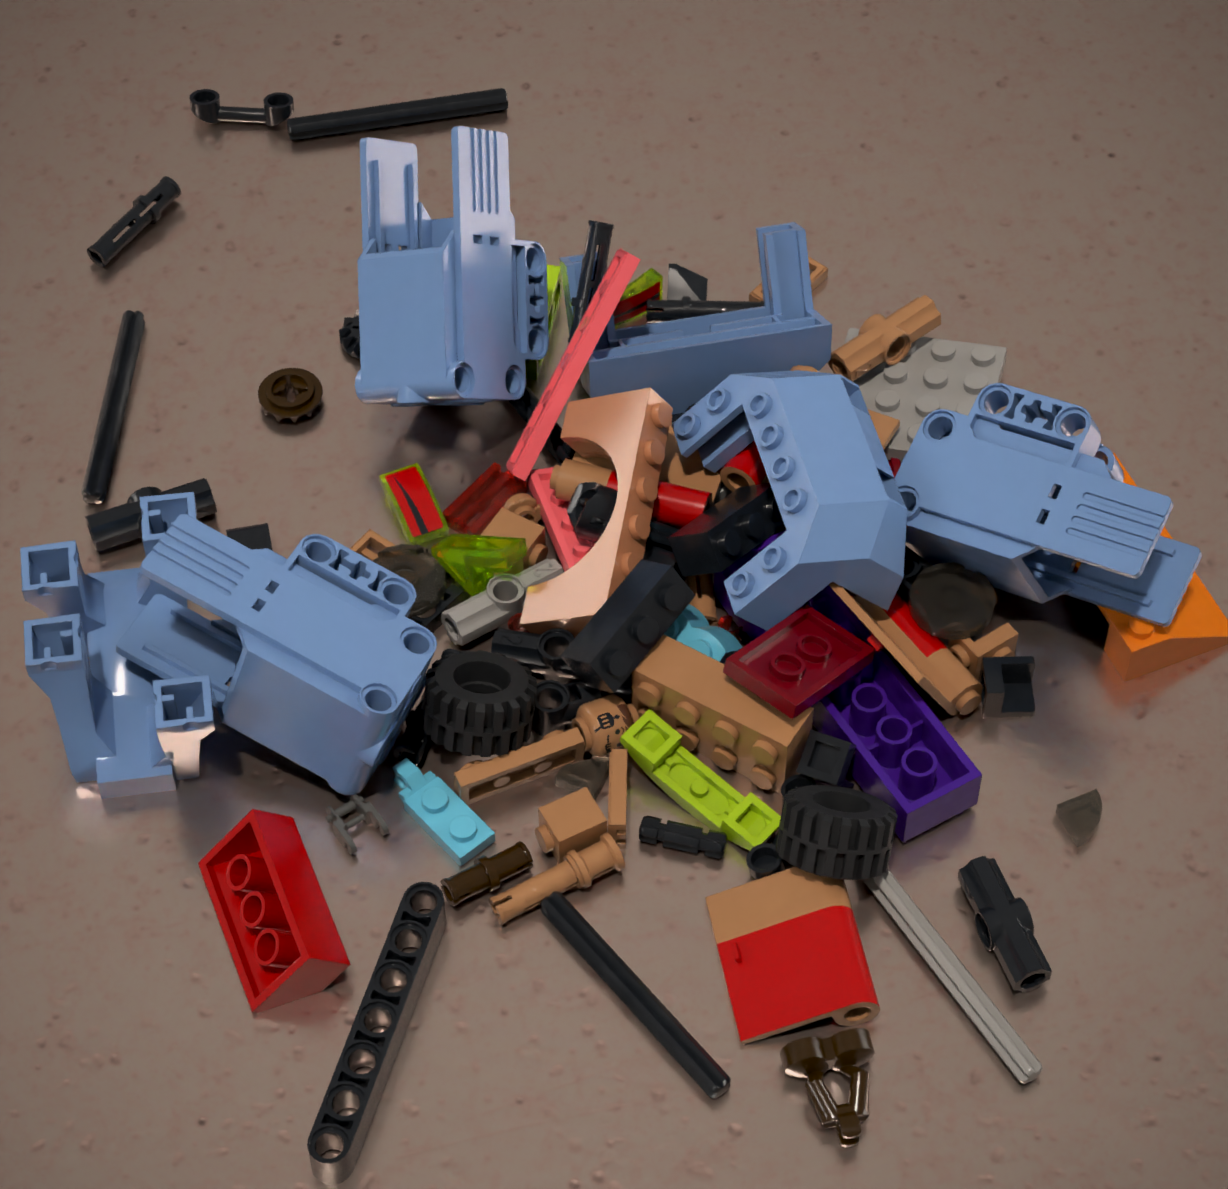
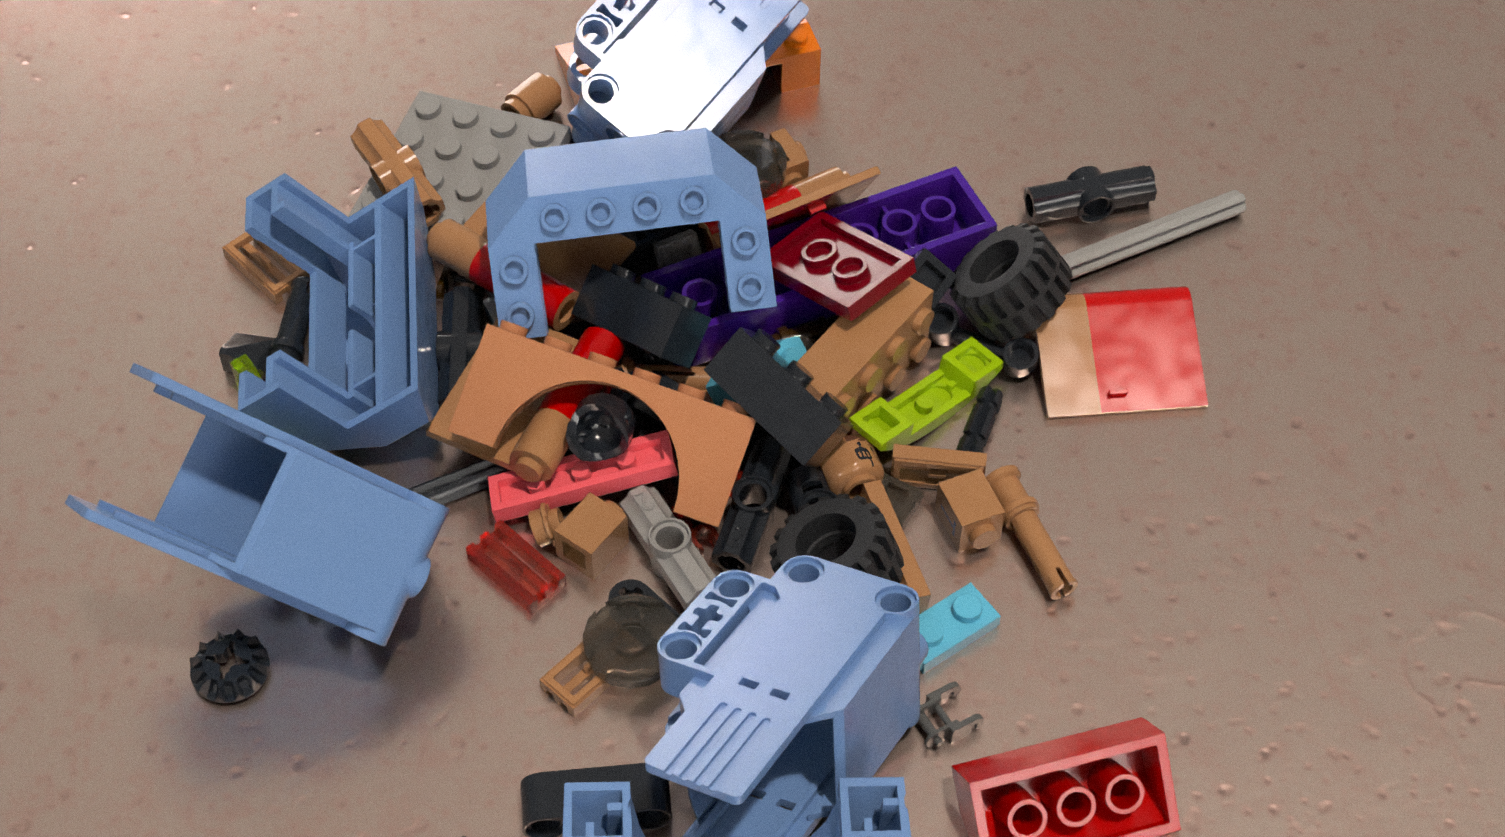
camera: 85 degrees left, 0 degrees up
(303, 384) = (290, 747): dark brown gear -> none
(381, 1048) = (1238, 698): black beam -> none
(414, 504) = (501, 632): slope -> none
(476, 557) = (616, 559): clear neon green slope -> none
(486, 873) = (1020, 593): dark brown pin -> none
(572, 363) = (399, 415): coral tile -> none
(598, 234) = (321, 383): black pin -> none
(636, 995) = (1158, 482): black axle -> none
(841, 1053) = (1232, 342): dark brown piece -> none
(1007, 686) = (827, 155): black panel -> none
(1081, 816) = (971, 129): clear smoke tile -> none

